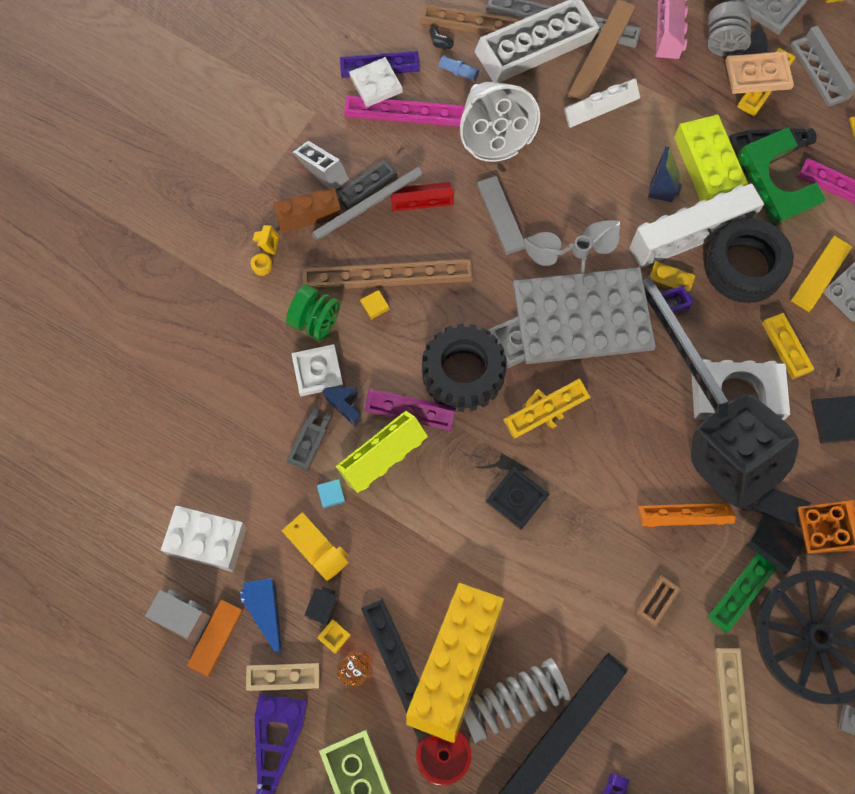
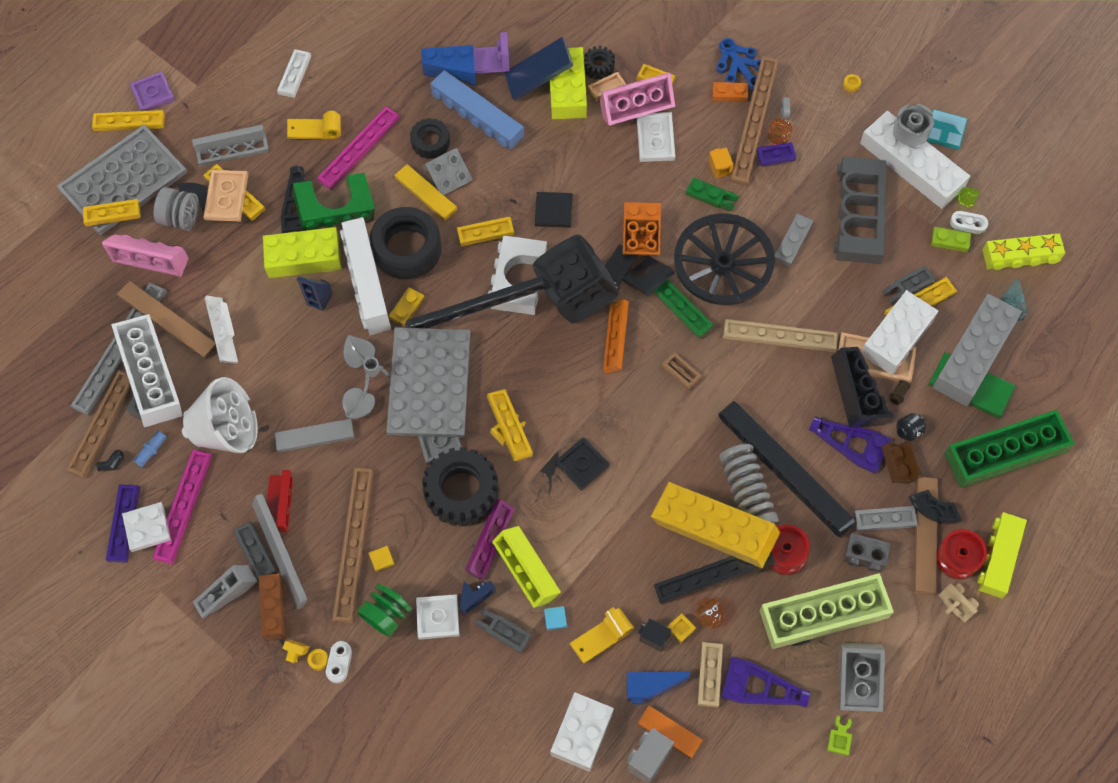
camera: 80 degrees left, 5 degrees down
(260, 284) = (339, 661): none -> white plate
(678, 299) = (429, 303): dark purple window -> none

